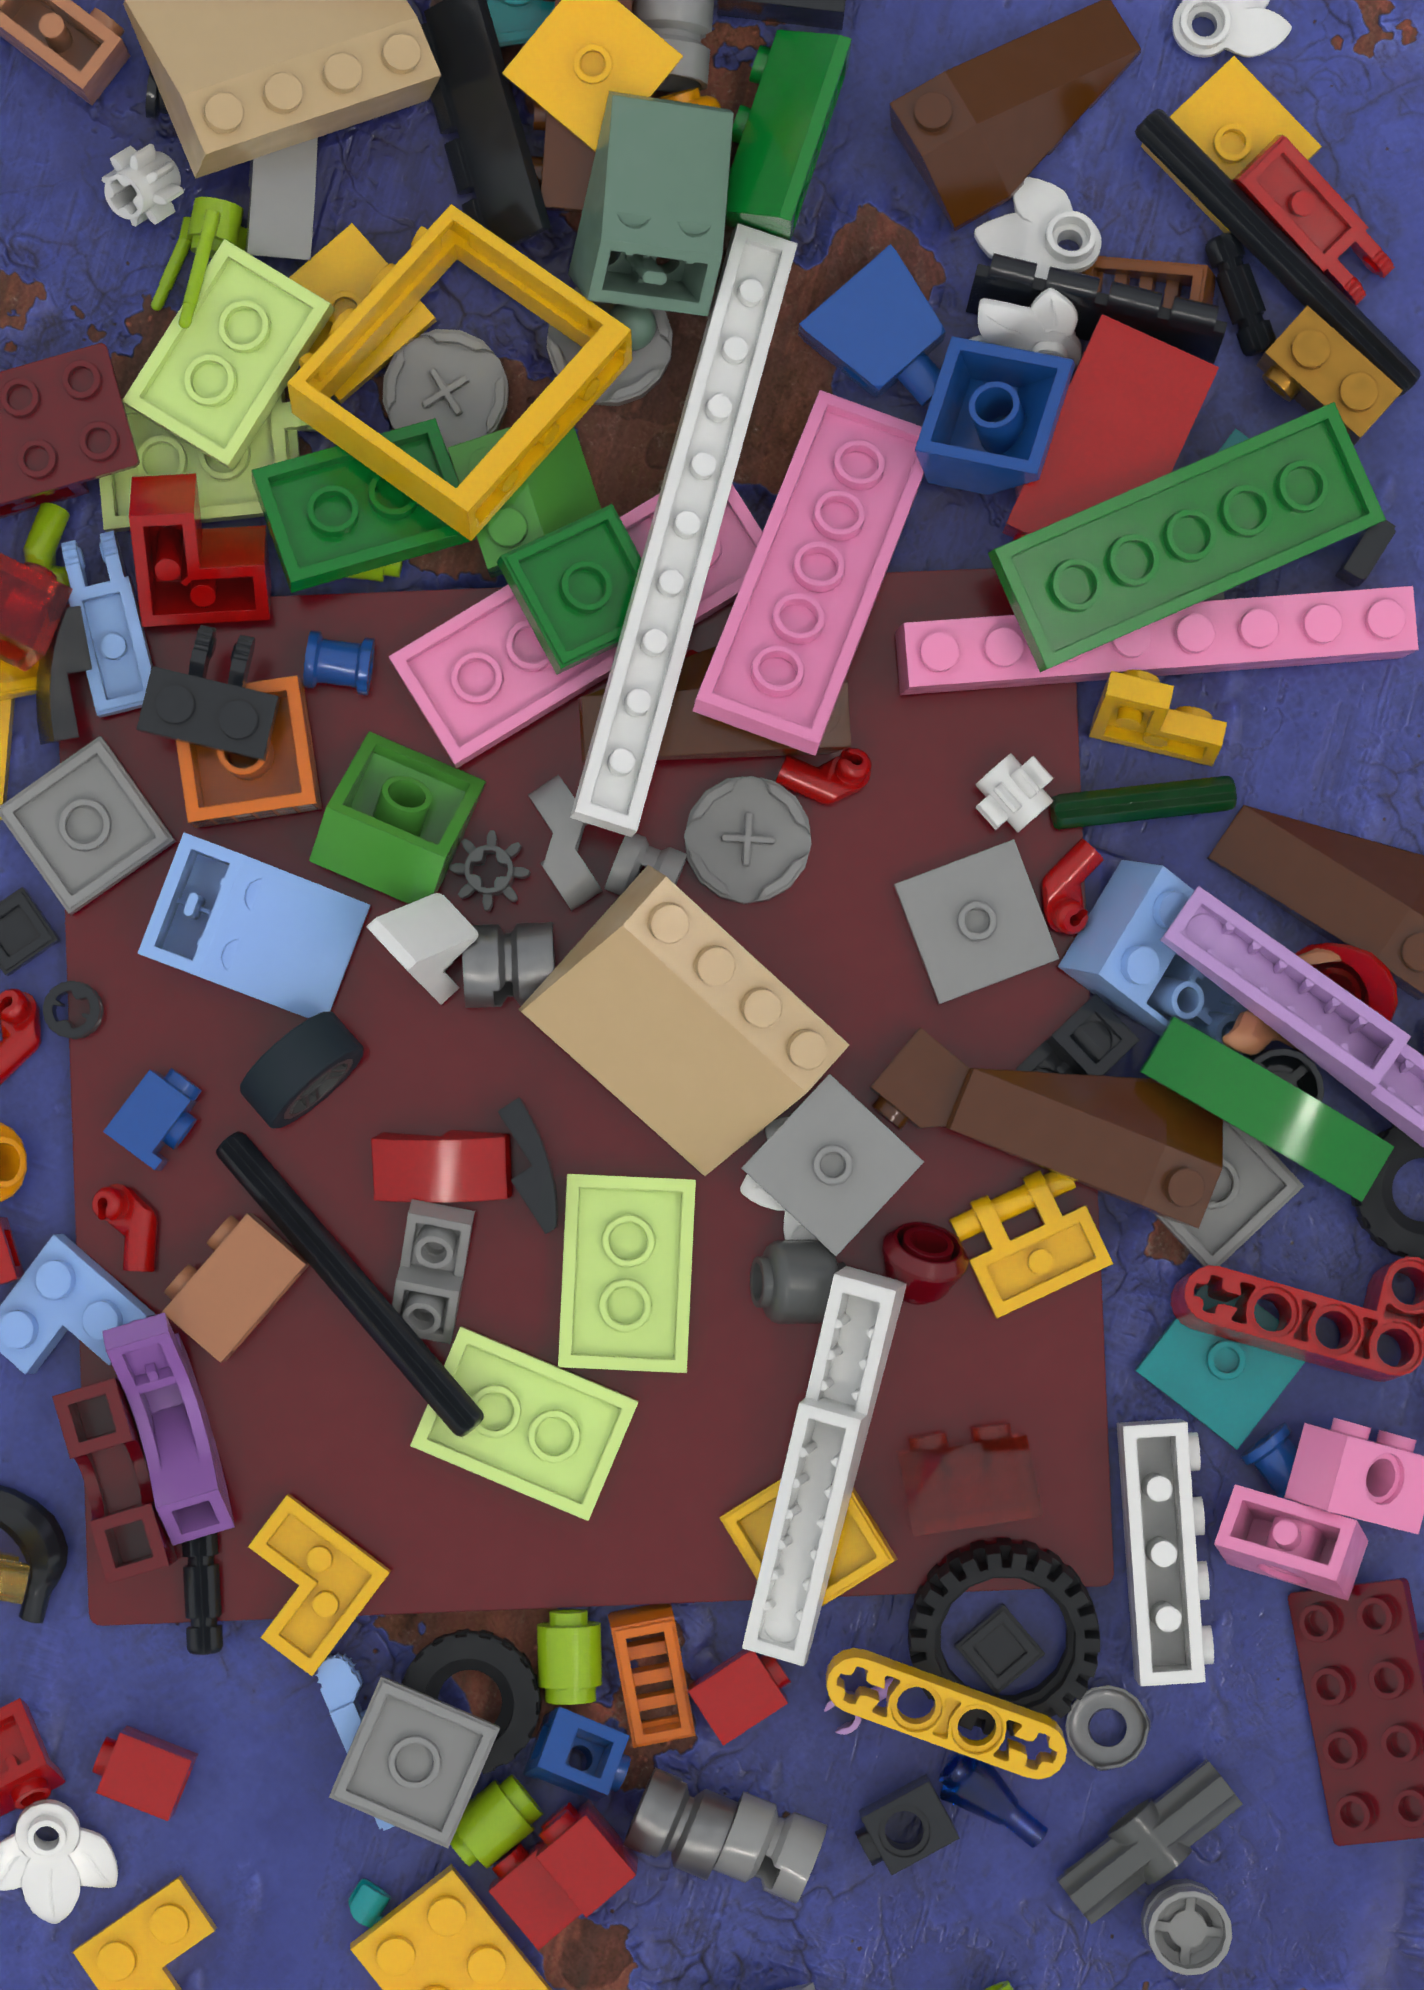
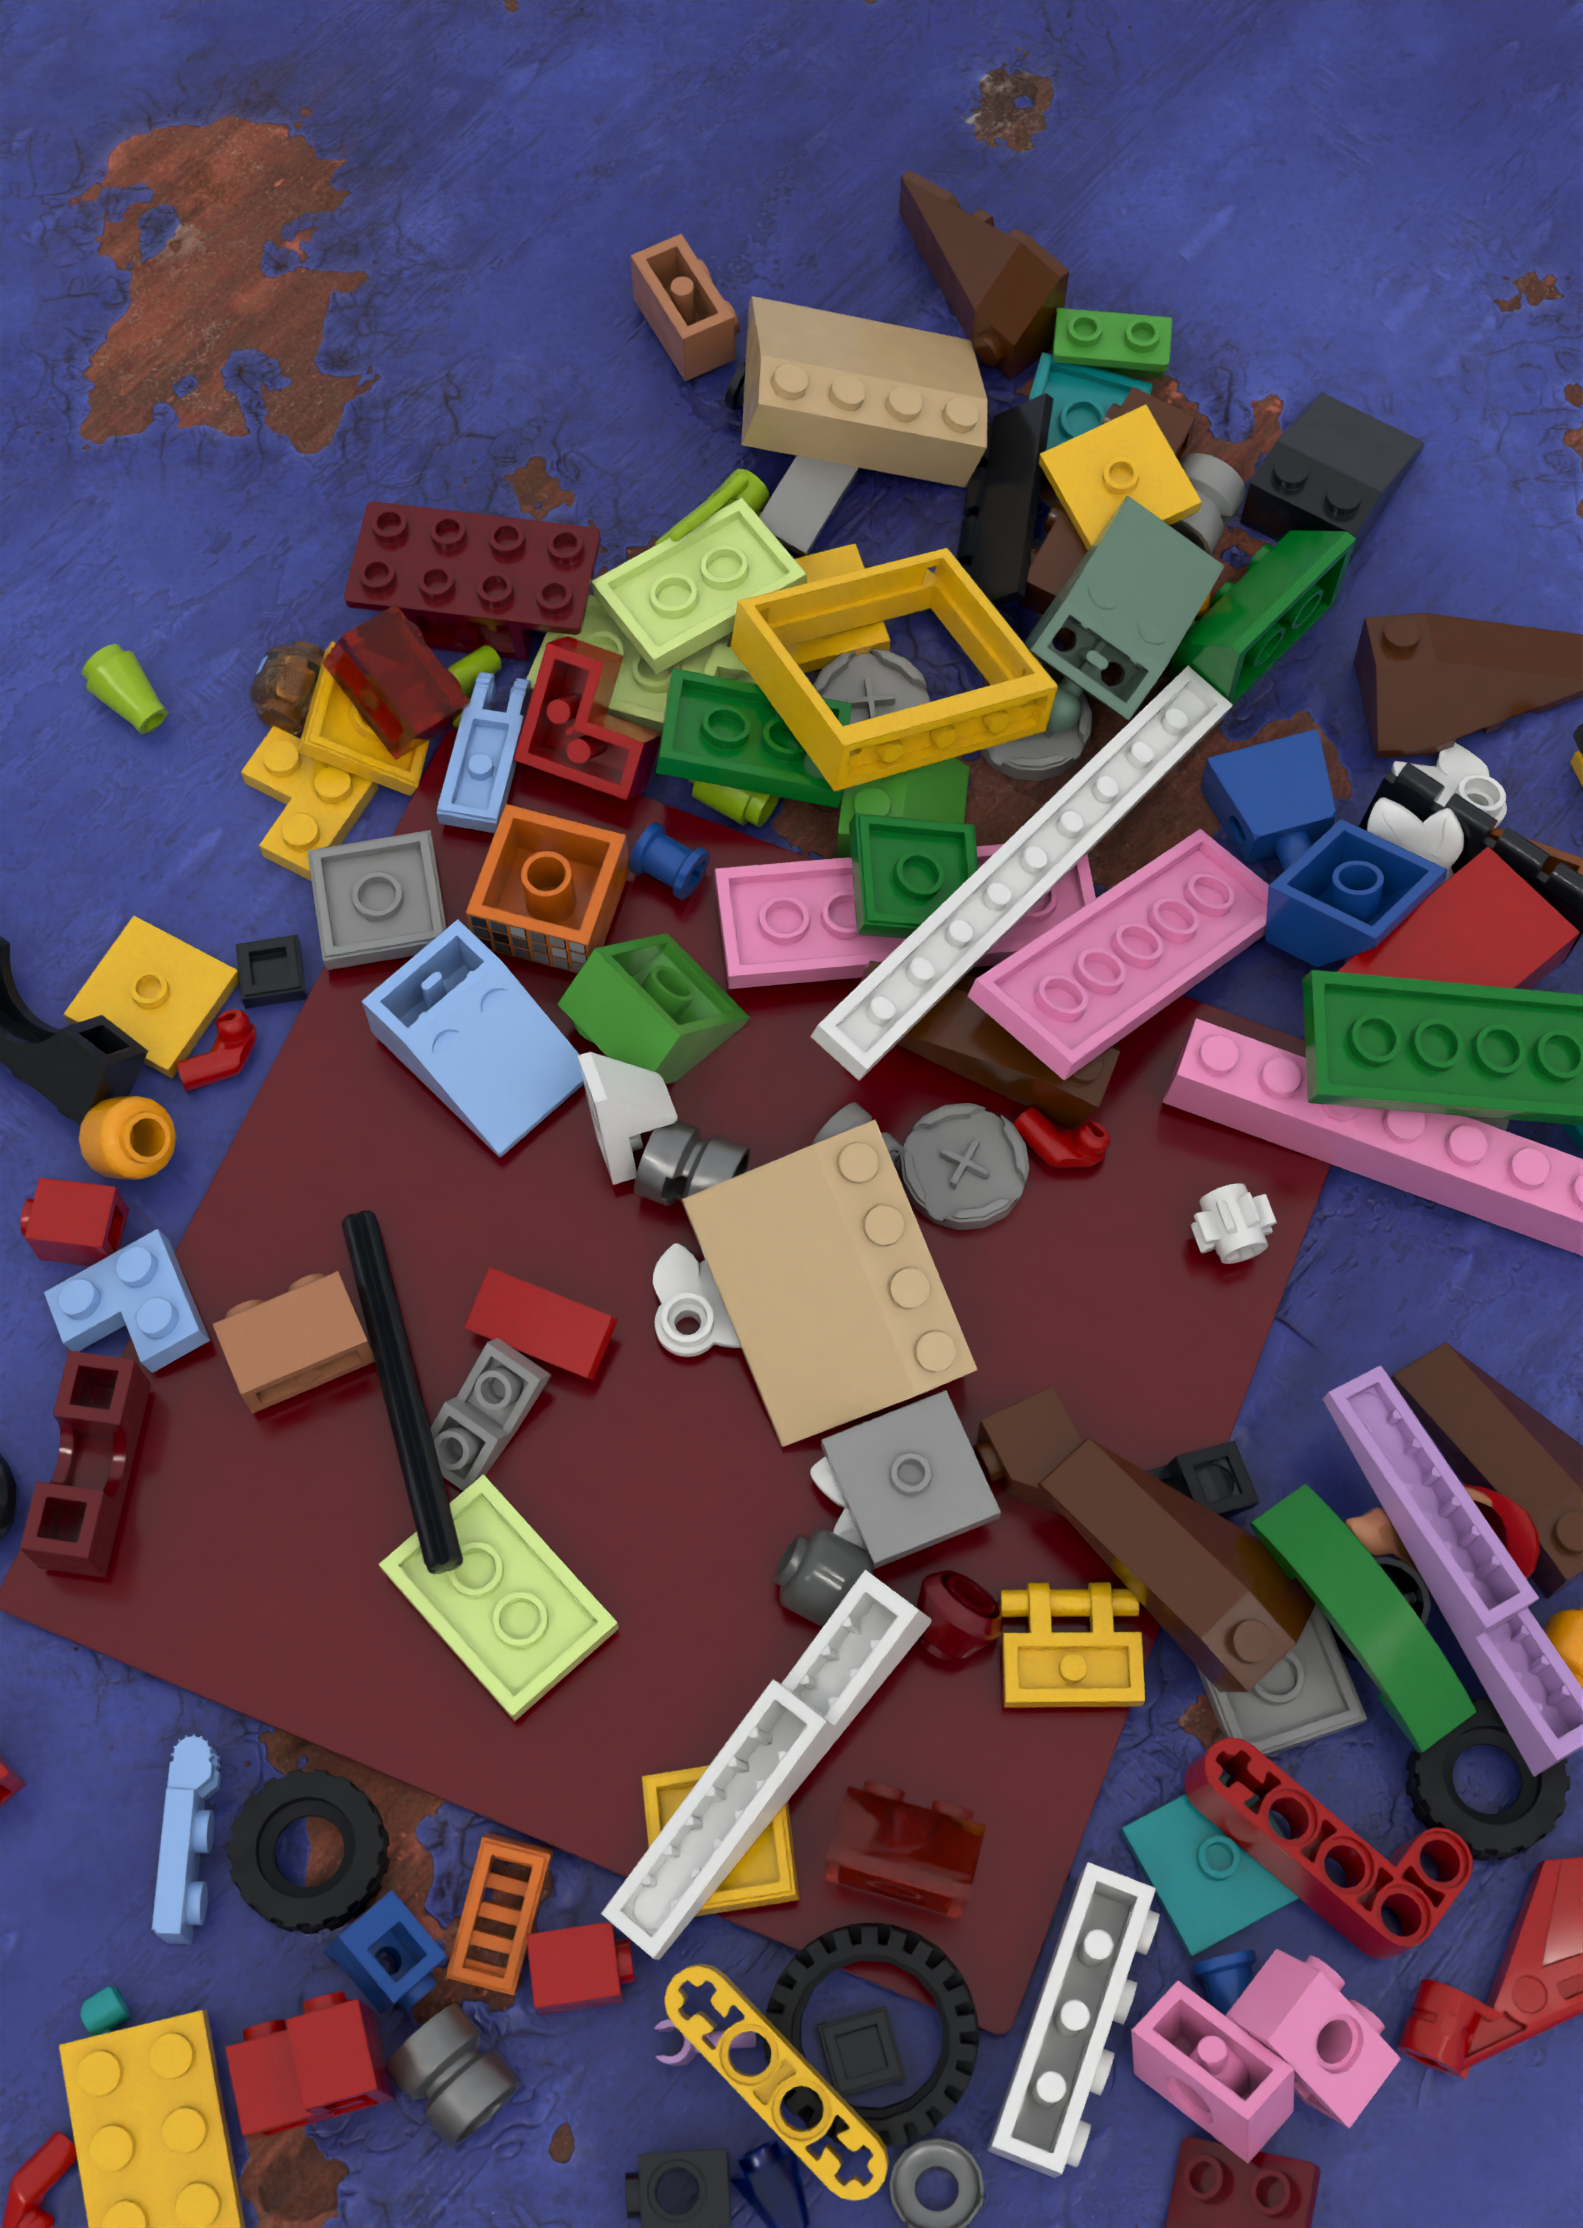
camera: 25 degrees right, 20 degrees down
(65, 656) = (428, 762): black slope -> none
(65, 1027) = (269, 1033): black bush -> none
(132, 1219) = (236, 1249): red arm -> none
(142, 185) = (695, 443): white gear -> none
(155, 1116) = (304, 1162): blue brick -> none
(172, 1428) = (170, 1437): medium lavender arch -> none
(202, 1595) = (111, 1617): black axle -> none
(211, 711) = (533, 827): black hinge -> none
(301, 1069) = (456, 1173): black wheel -> none
(332, 1577) = (239, 1661): yellow plate -> none
(414, 1761) = (220, 1874): light grey plate -> none
(477, 857) = (708, 1071): dark grey gear -> none
(495, 1822) = (268, 1984): lime brick -> none
(536, 1183) = (624, 1369): black slope -> none
(551, 1073) = (689, 1291): none -> white plate
(562, 860) = (795, 1093): light grey piece -> none
(569, 1657) = (428, 1851): lime brick -> none
(626, 1273) = (665, 1500): yellowish green plate -> none
(771, 1847) = (530, 2144): light grey wheel -> none
(976, 921) = (1146, 1329): light grey plate -> none
(1063, 891) = (1242, 1333): red arm -> none
(1135, 971) = (1288, 1430): light blue slope -> none
(1138, 715) = (1377, 1219): yellow plate -> none
(1143, 802) = (1351, 1293): dark green axle -> none

